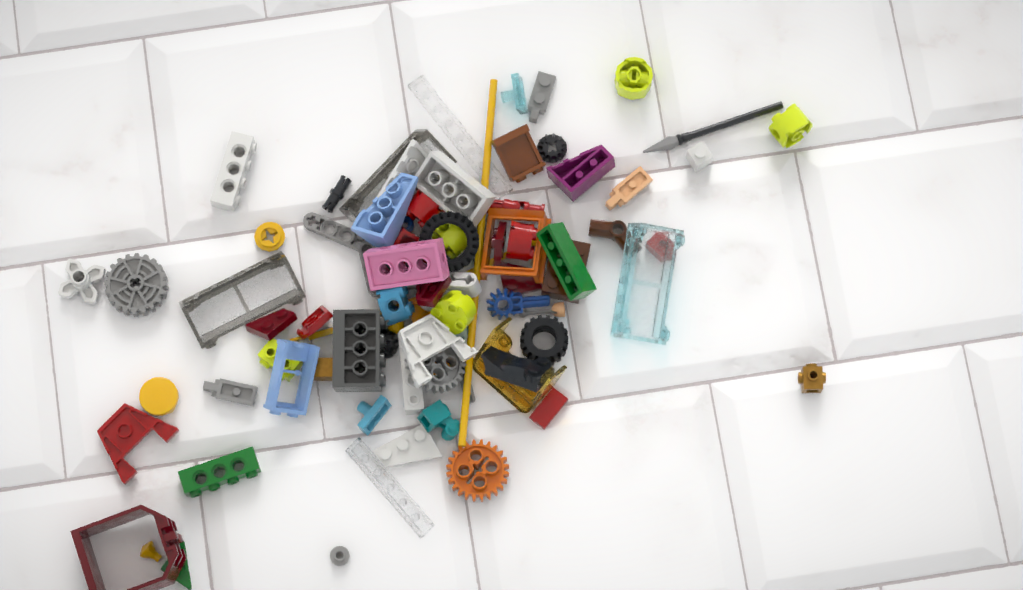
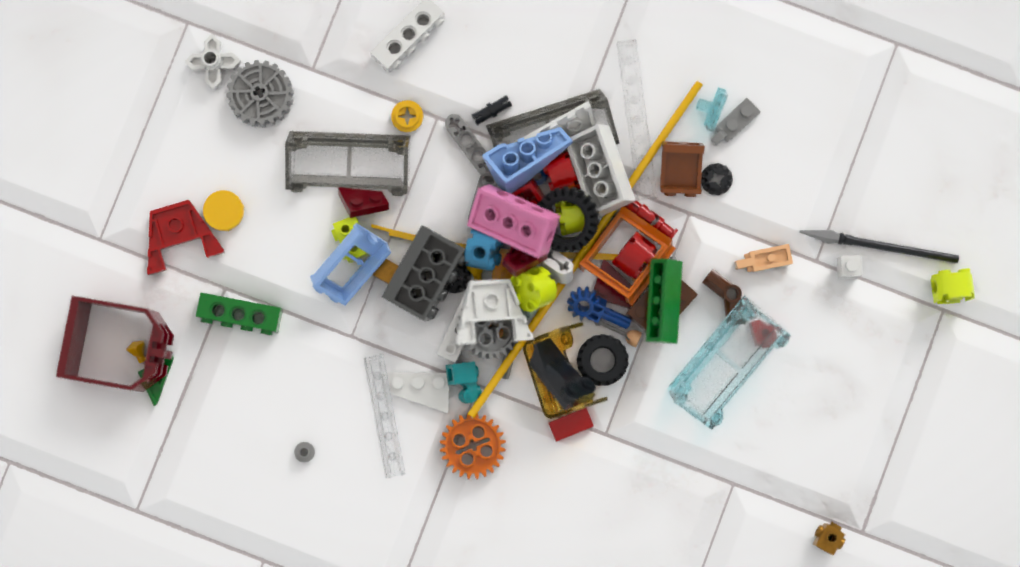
camera: 30 degrees right, 10 degrees up
(232, 391) = (292, 244): light grey hinge -> none
(314, 322) = (402, 222): red tile -> none
(373, 413) = (407, 338): medium azure tile -> none
(498, 242) = (612, 244): dark red wing -> none
(581, 172) = (730, 219): magenta wedge -> none
(633, 78) = (831, 155): neon yellow brick -> none

